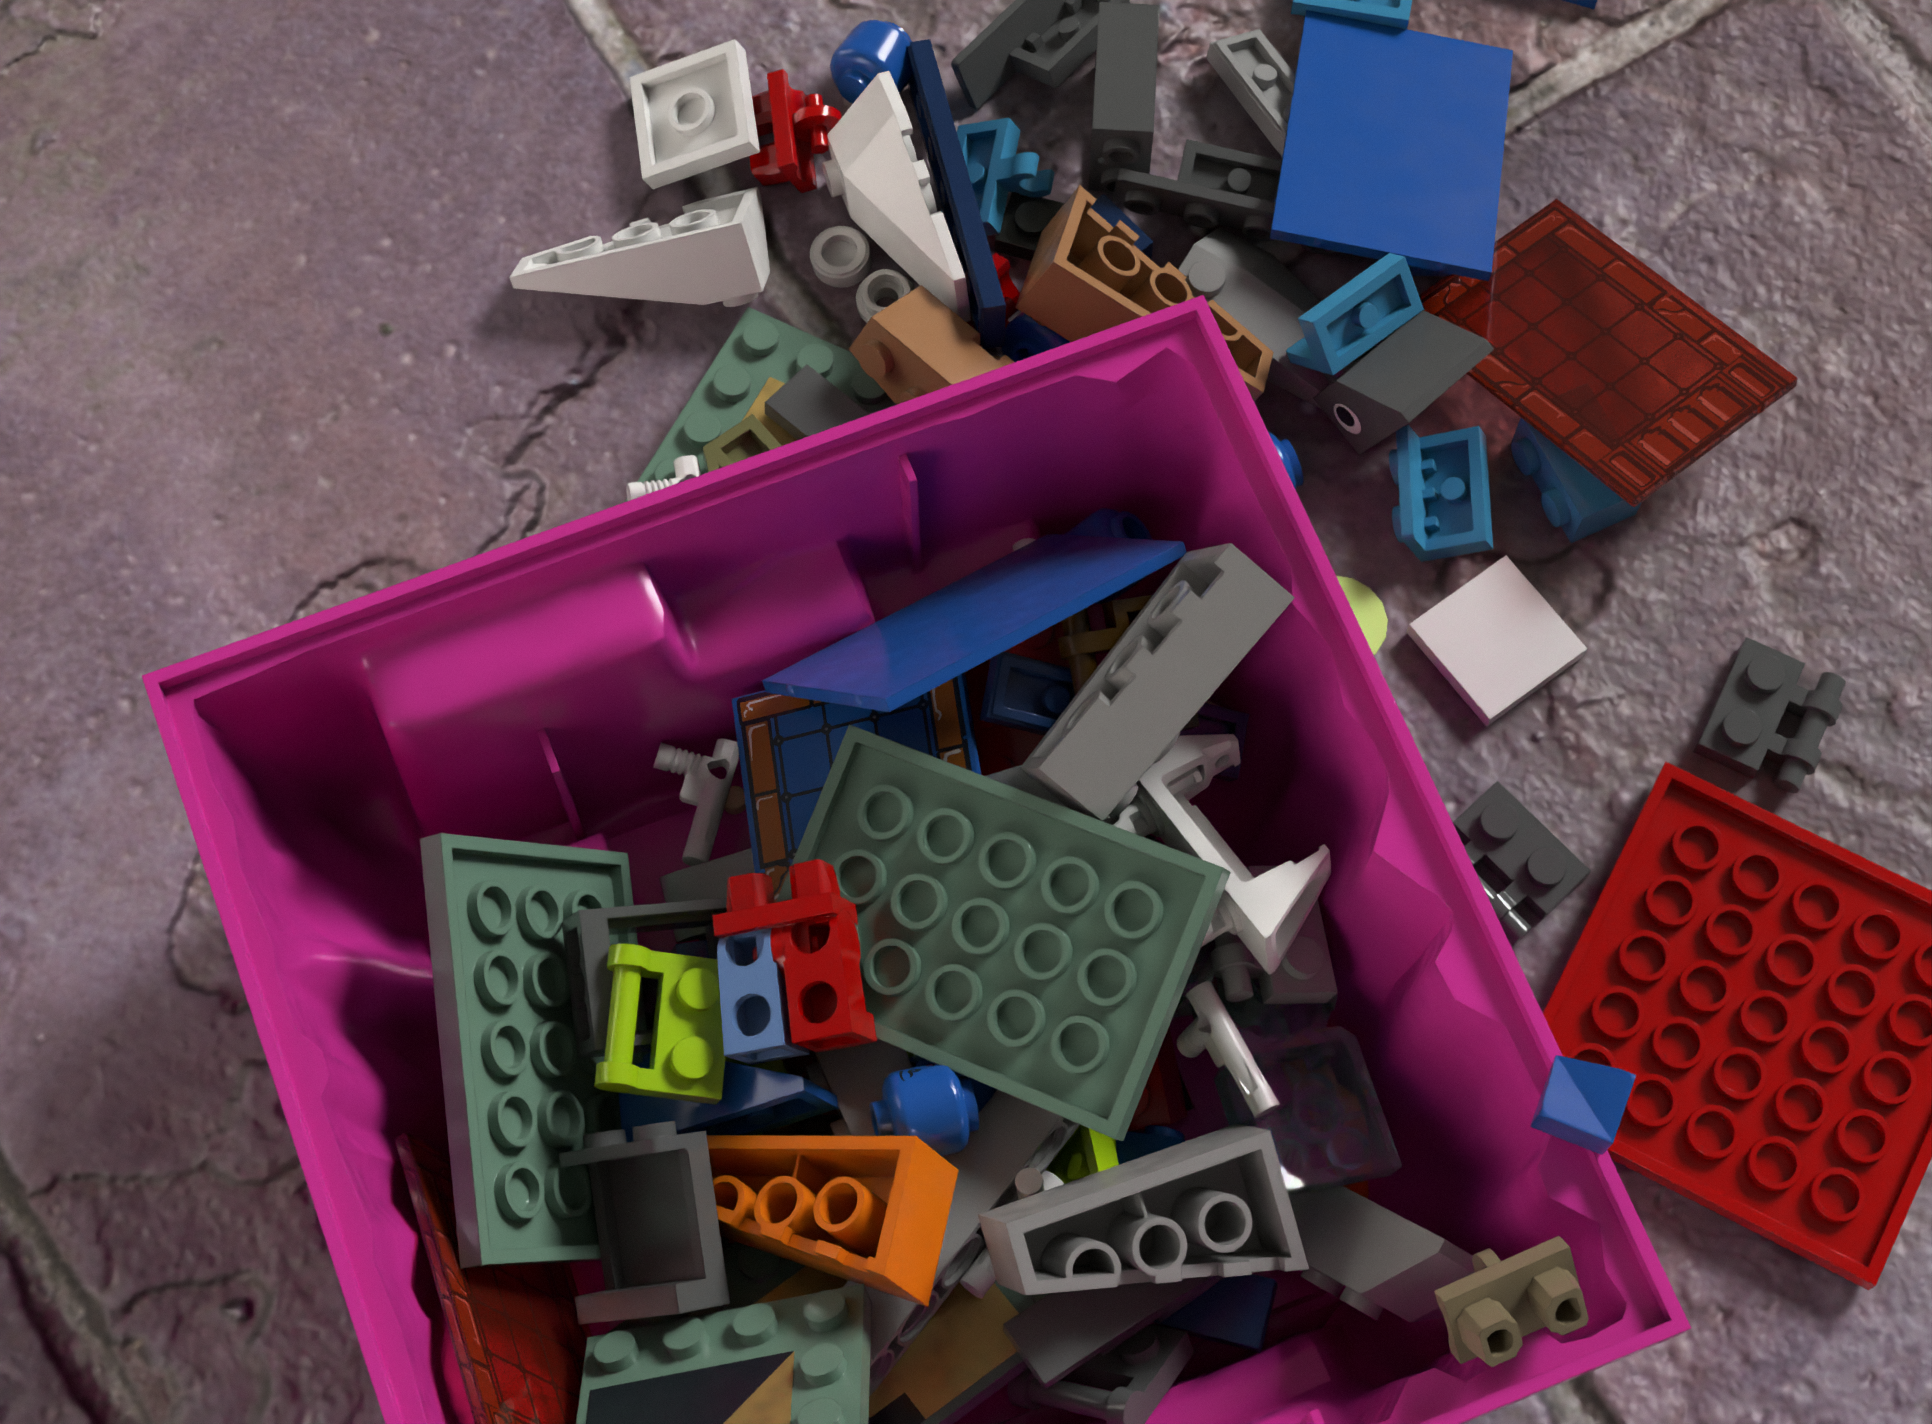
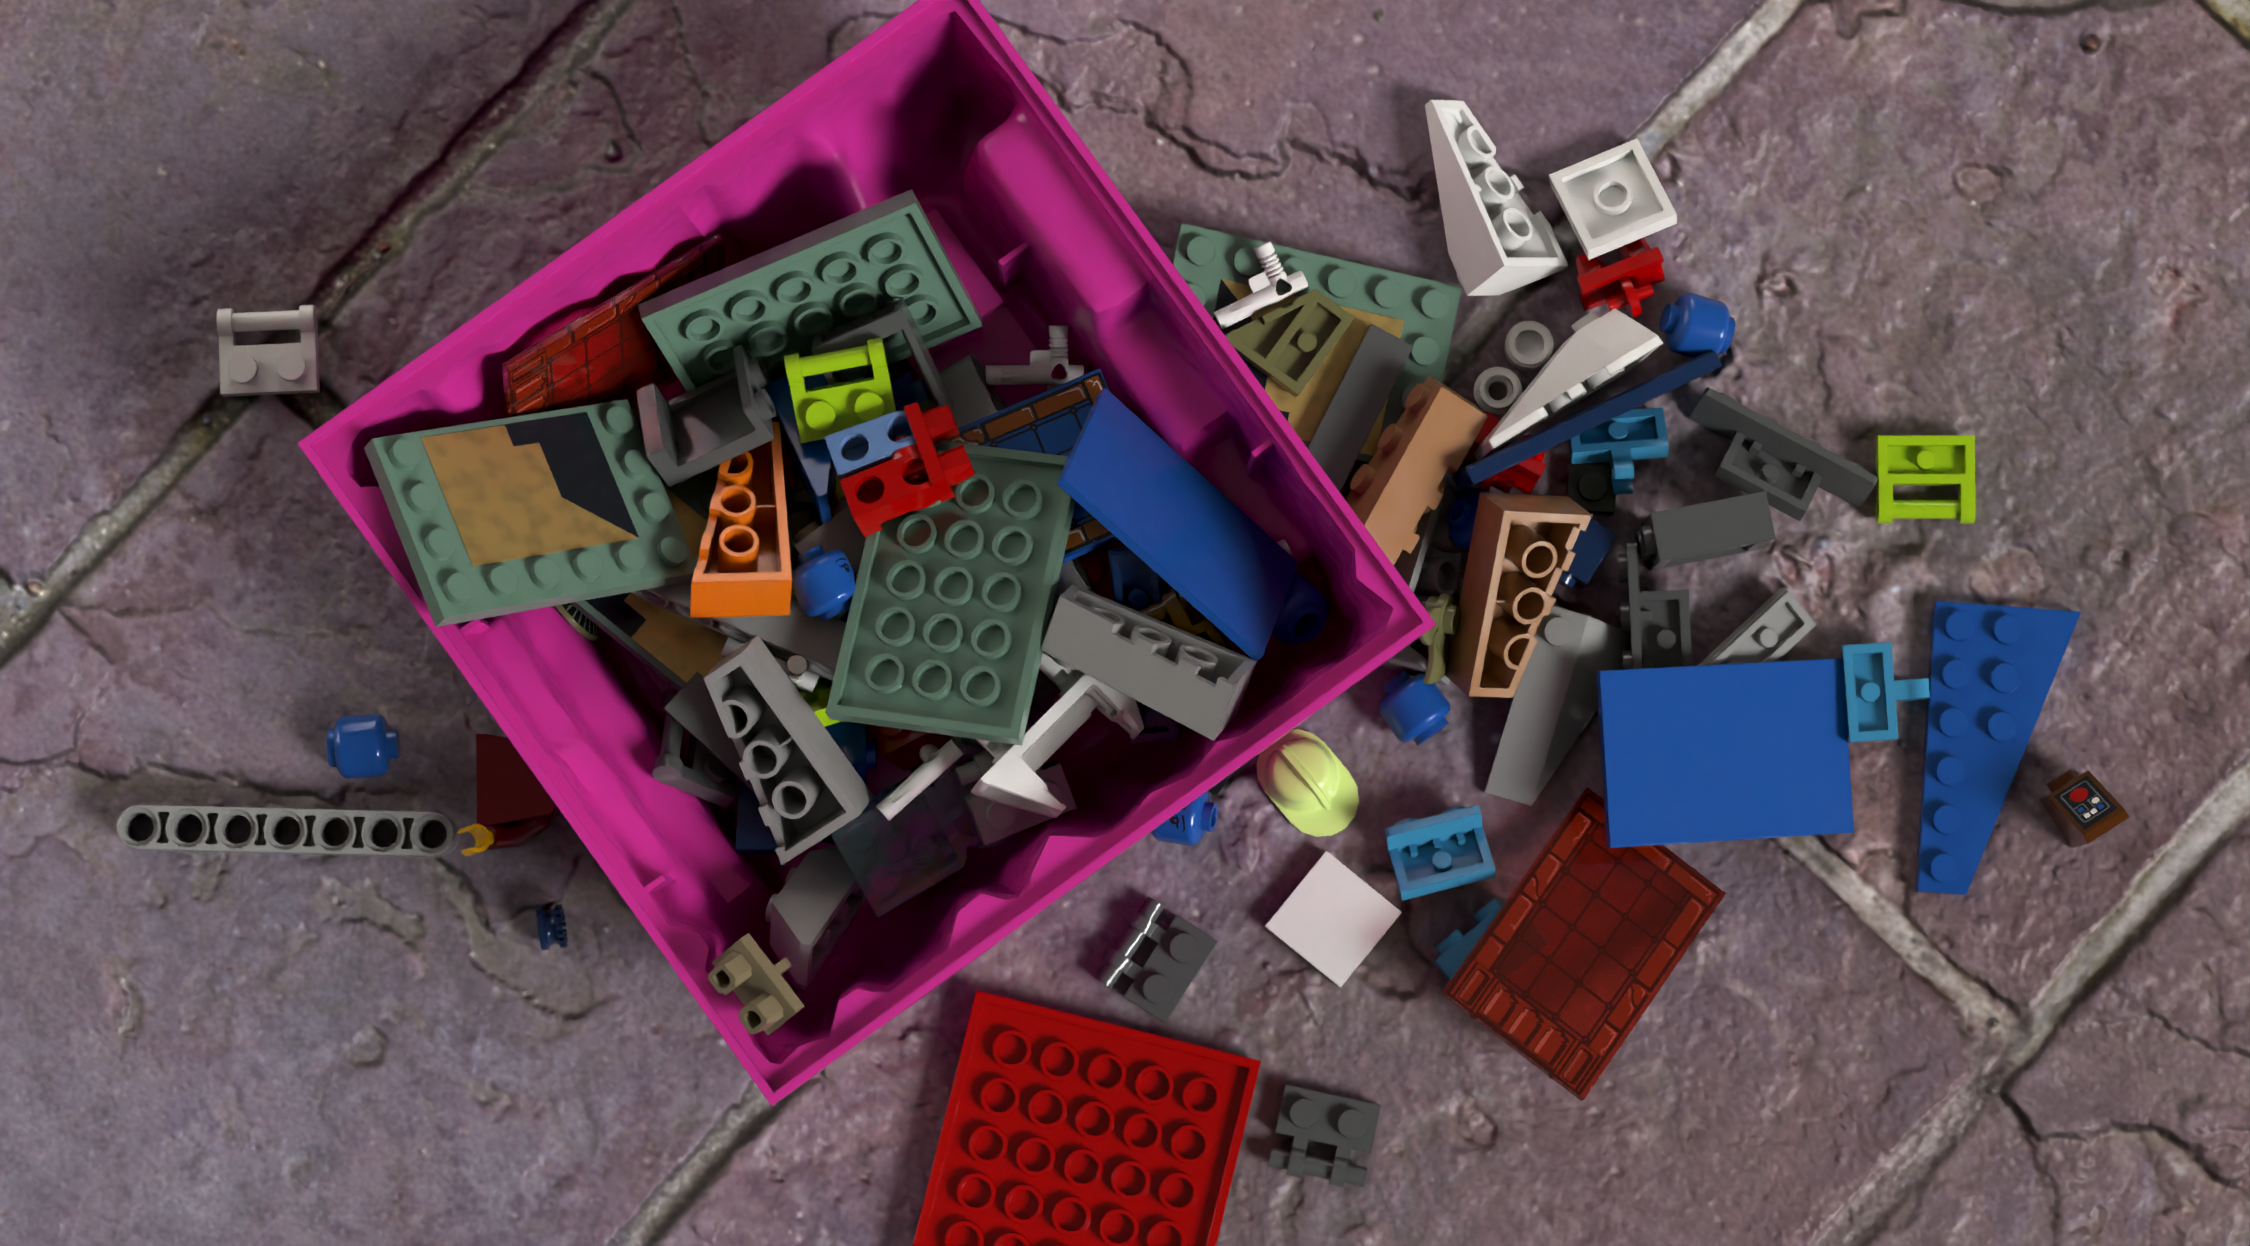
camera: 75 degrees right, 15 degrees up
(1357, 316) = (1548, 754): dark azure panel -> none
(1399, 378) = (1516, 797): dark grey slope -> none
(1583, 1103) = (898, 1004): blue slope -> none

